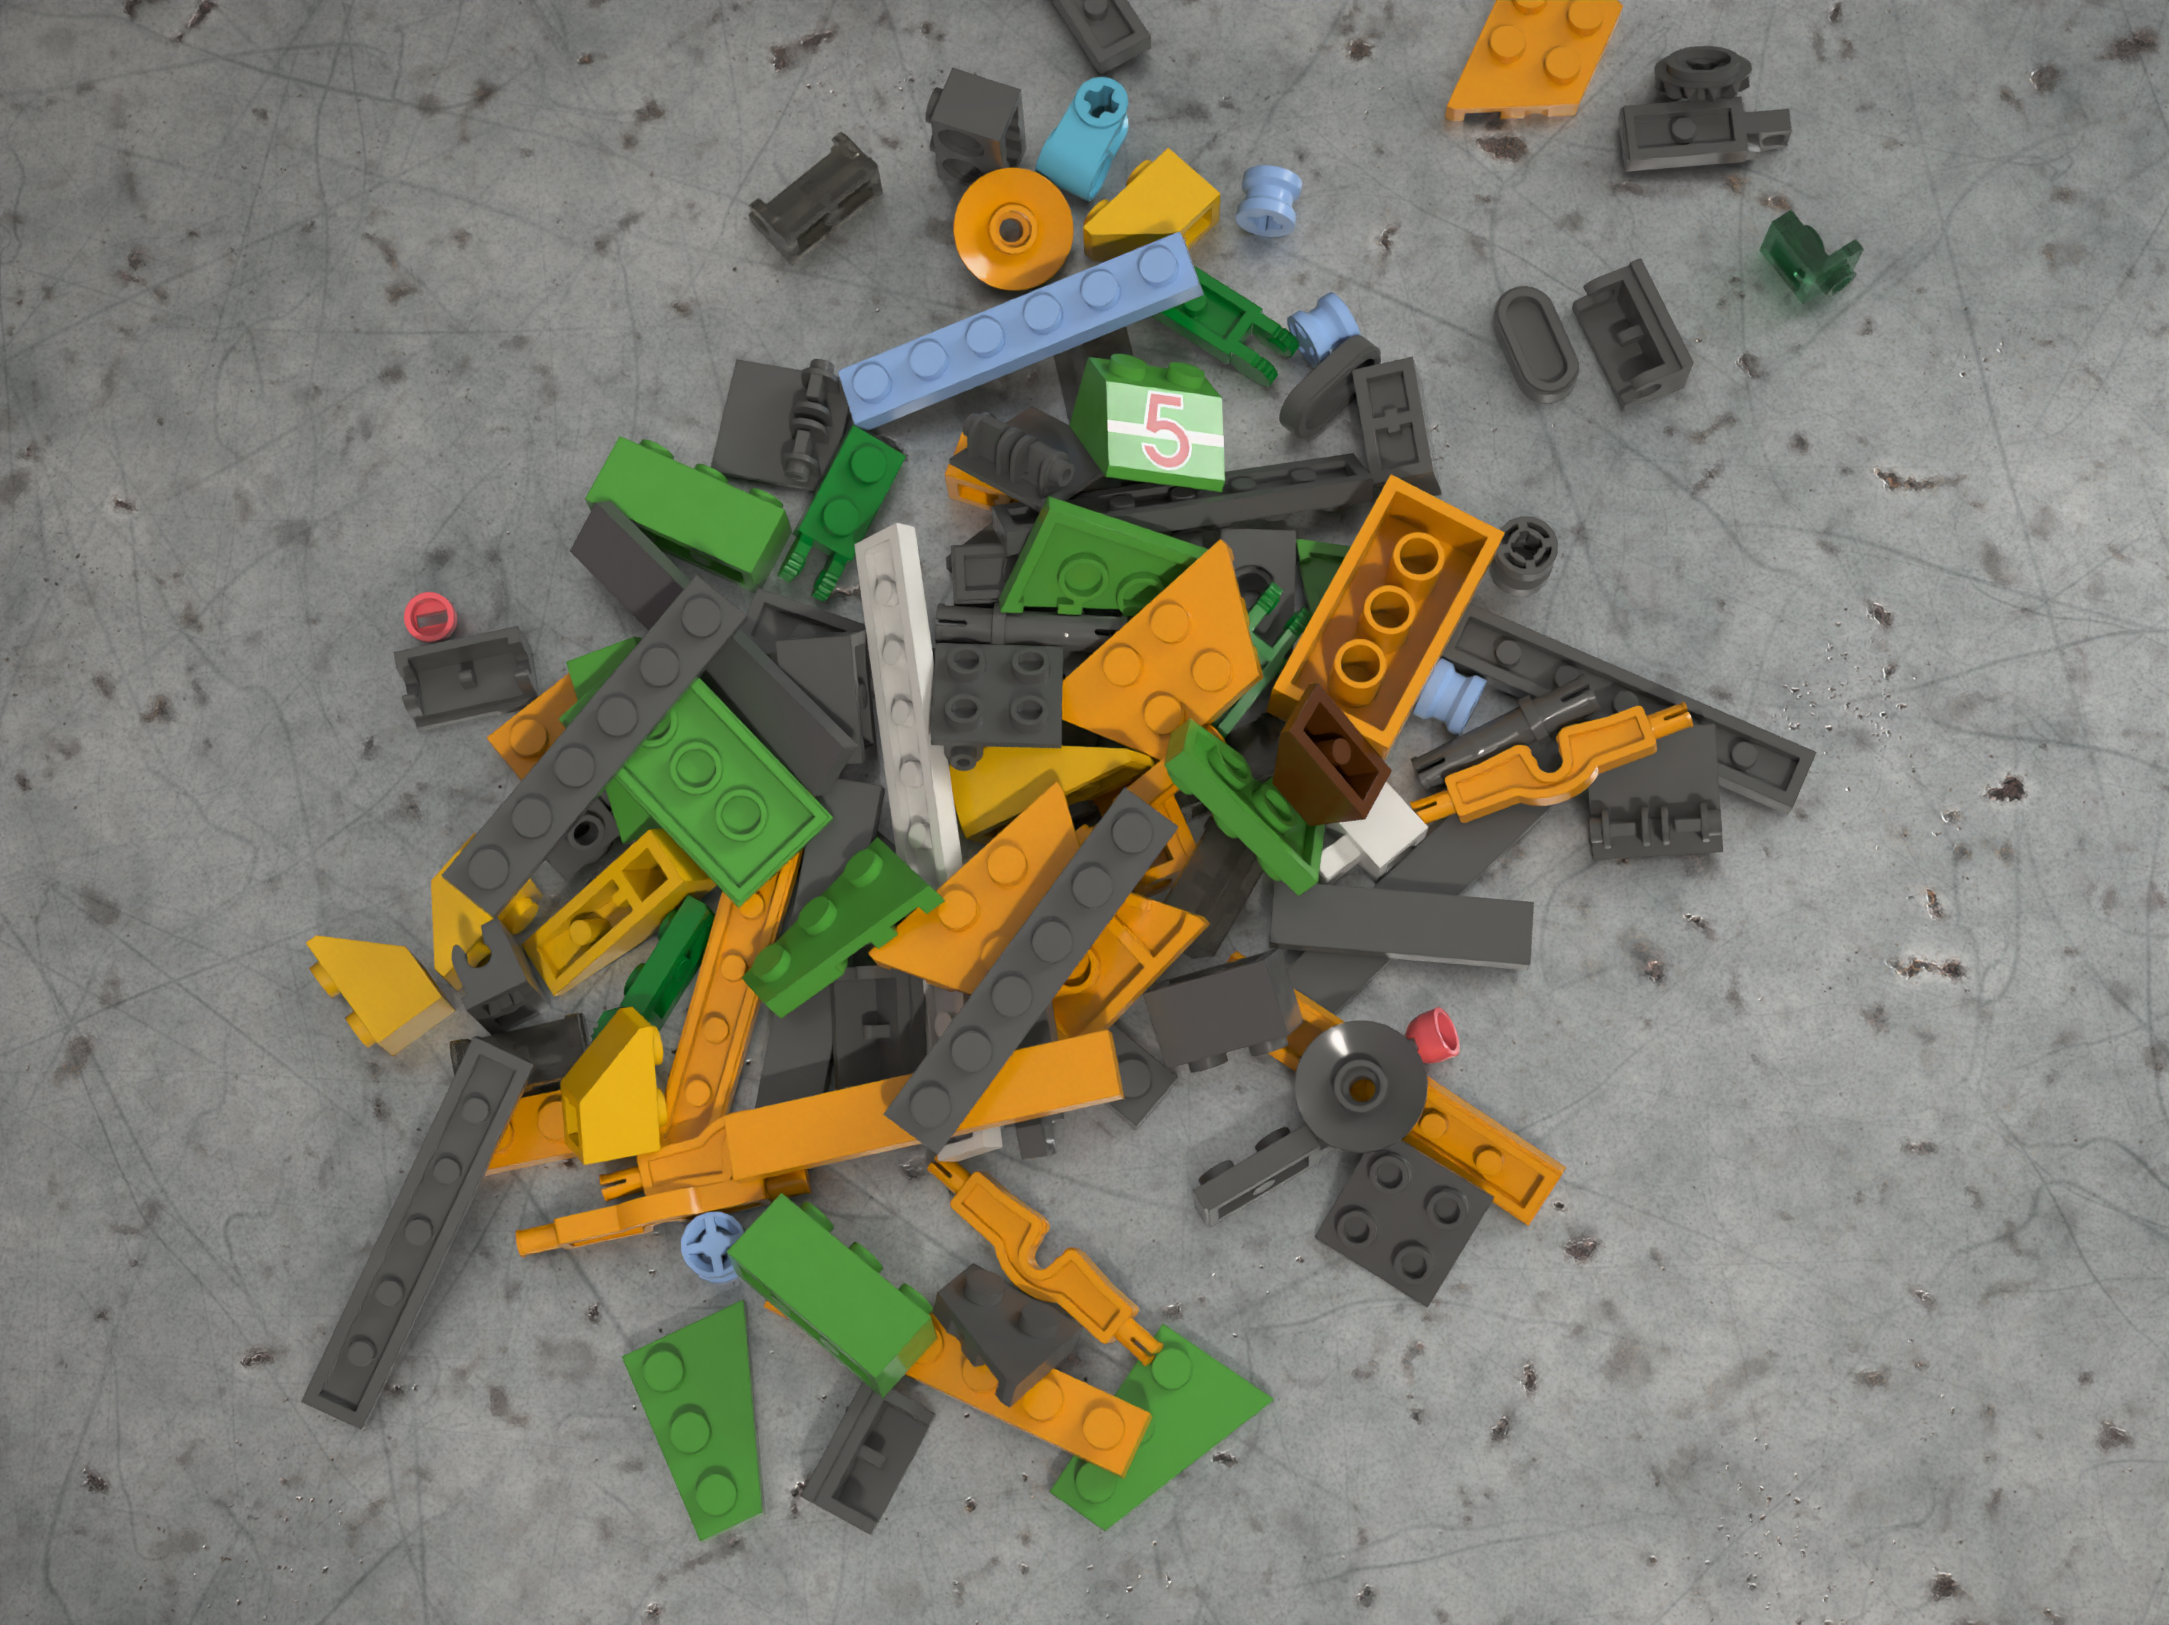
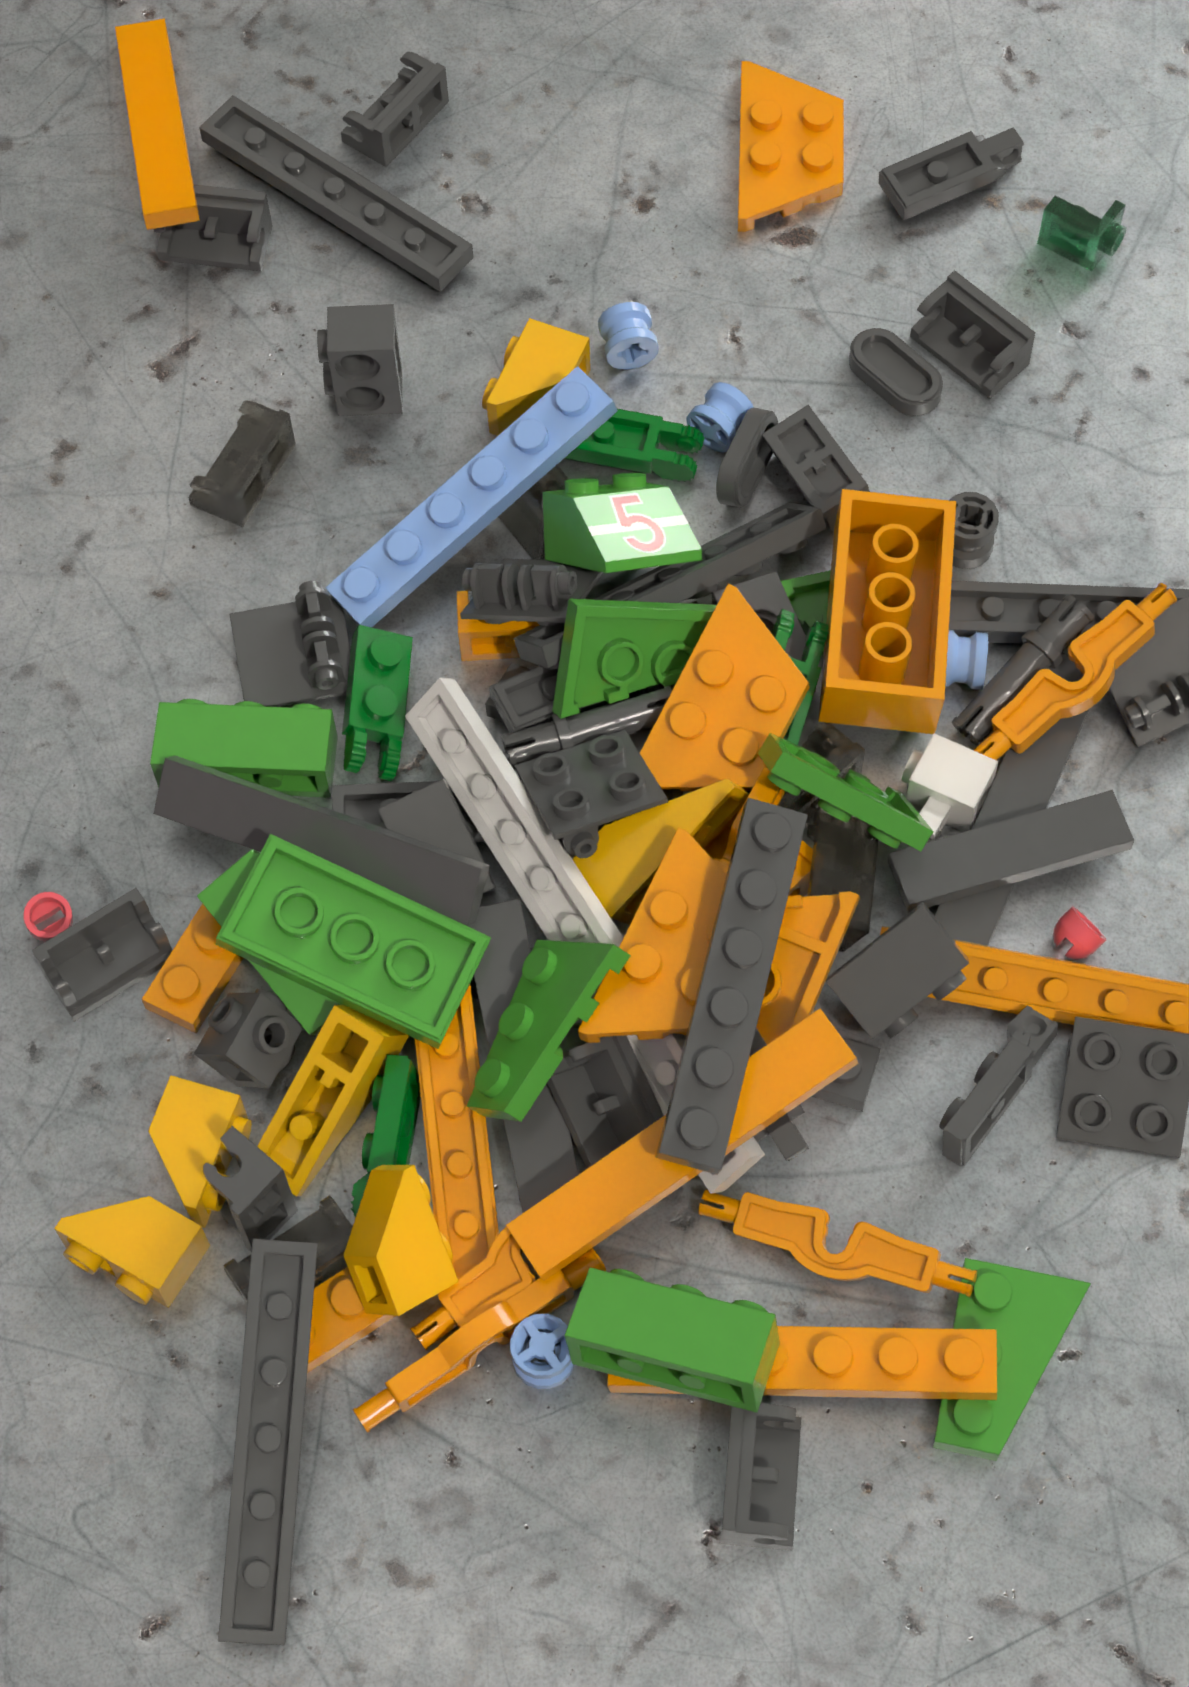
camera: 25 degrees left, 10 degrees down
(594, 747) = (260, 950): dark grey plate -> none
(703, 1416) = (596, 1507): bright green wing -> none
(1005, 1330) = (827, 1309): dark grey wing -> none
(1043, 224) = (437, 408): light orange dish -> none
(1086, 139) = (454, 338): medium azure piece -> none
(1326, 763) = (898, 734): reddish brown slope -> none
(1355, 1053) = (1051, 959): dark grey dish -> none
(1703, 73) = (933, 125): dark grey gear -> none

